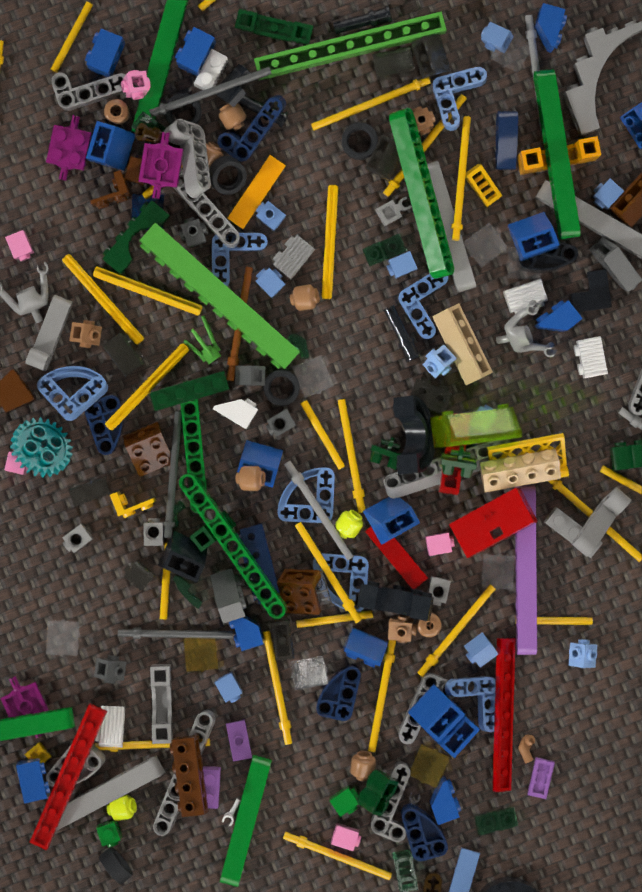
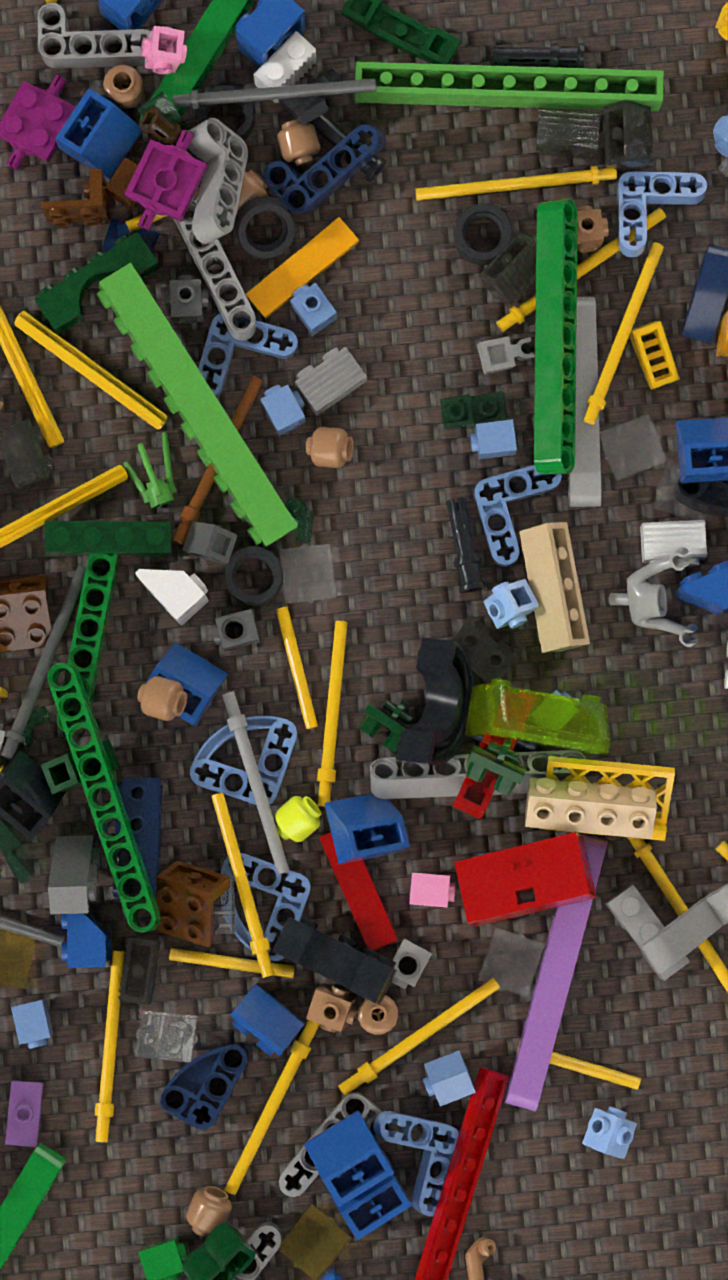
camera: 20 degrees right, 5 degrees down
(329, 248) = (393, 374): yellow axle -> none

